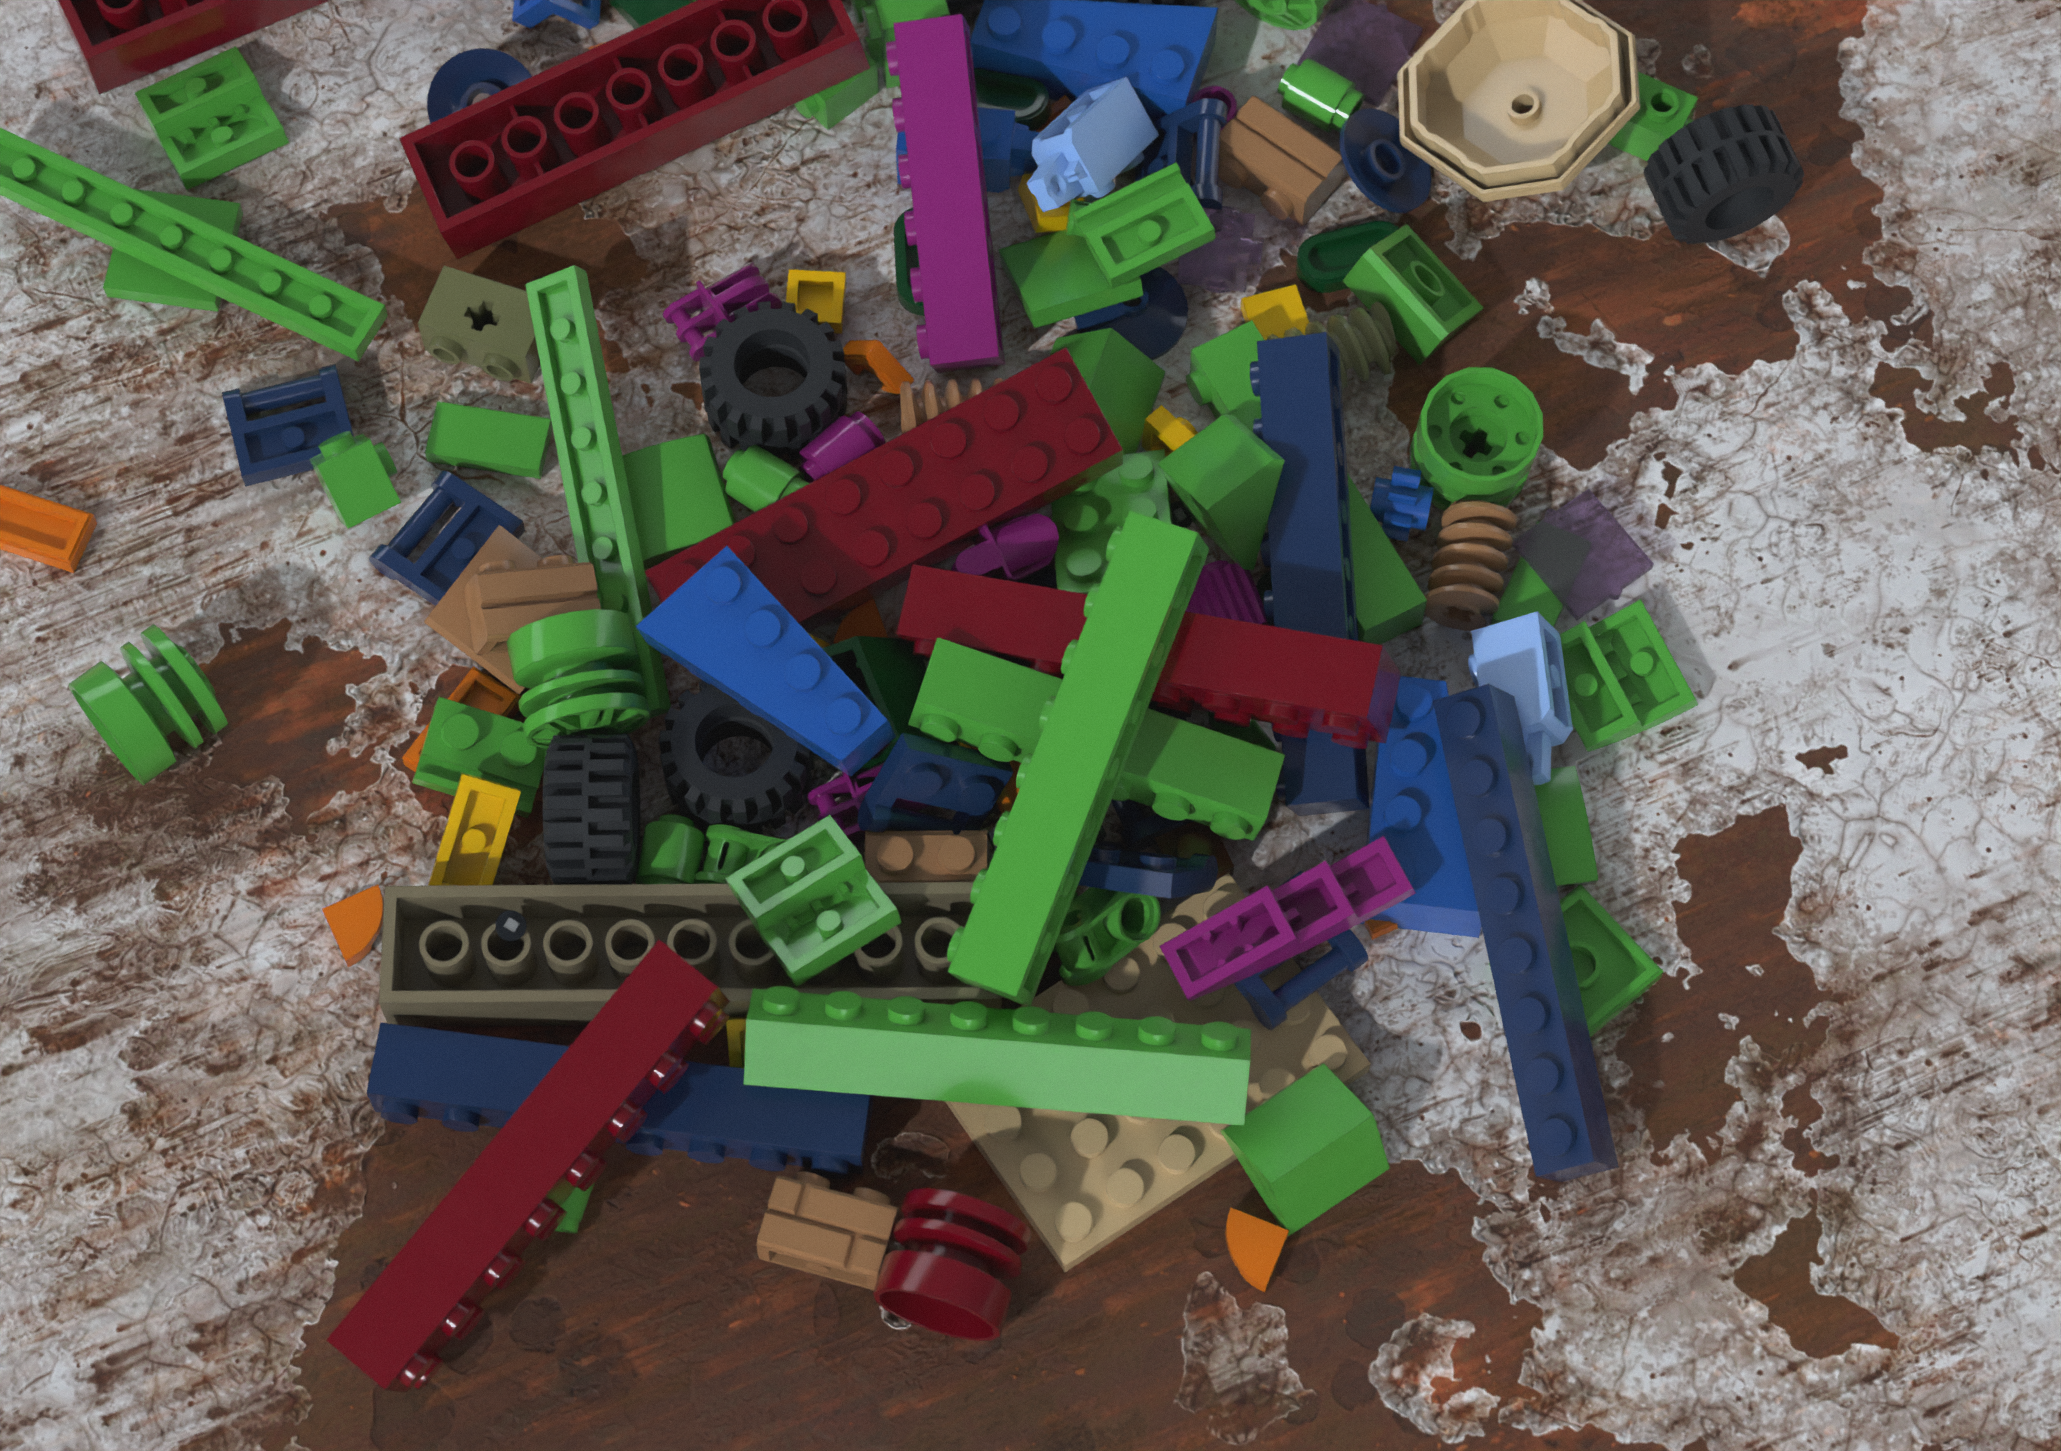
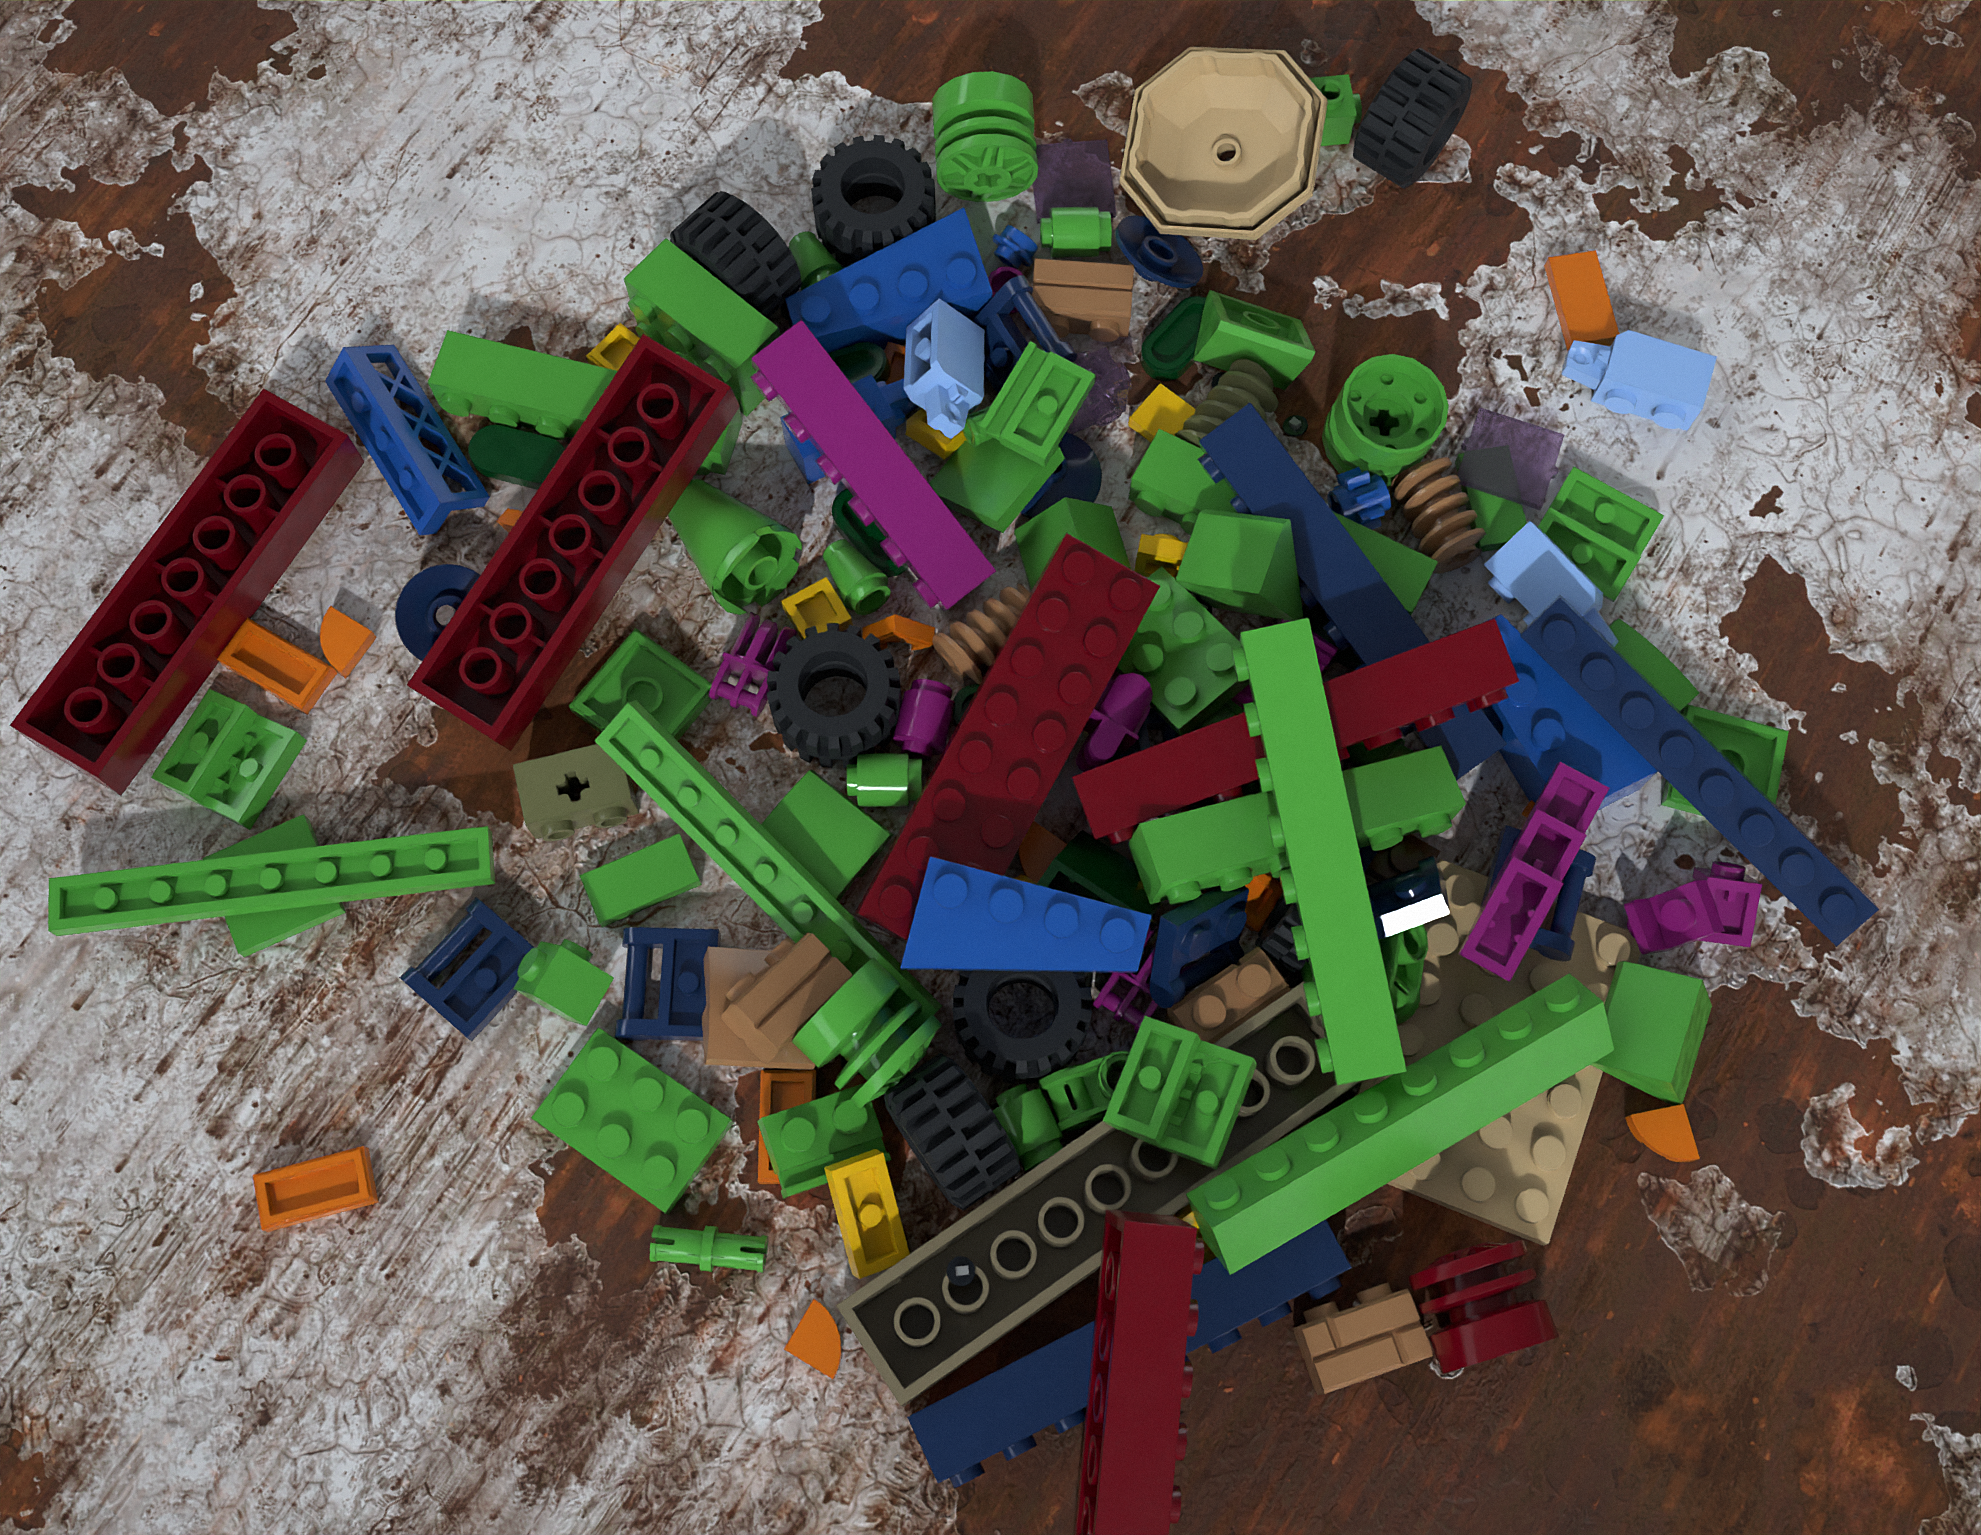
camera: 35 degrees left, 5 degrees up
(149, 704) = (529, 1279): bright green wheel -> none
(308, 62) = (277, 666): none -> orange tile
(320, 786) = (709, 1248): none -> bright green pin
(334, 640) = (633, 1120): none -> bright green plate
(380, 74) = (344, 641): none -> orange tile
(621, 274) = (652, 677): none -> bright green tile
(779, 197) = (734, 546): none -> bright green cone
(874, 292) = (856, 578): none -> bright green cone
(1250, 77) = (1014, 247): none -> blue plate
(1402, 403) = (1295, 425): none -> black piece
(1403, 1061) = (1673, 918): none -> magenta bracket
(1469, 1083) = (1735, 899): none -> magenta bracket
(1779, 559) = (1643, 377): none -> light blue hinge
(1781, 454) = (1581, 298): none -> orange tile

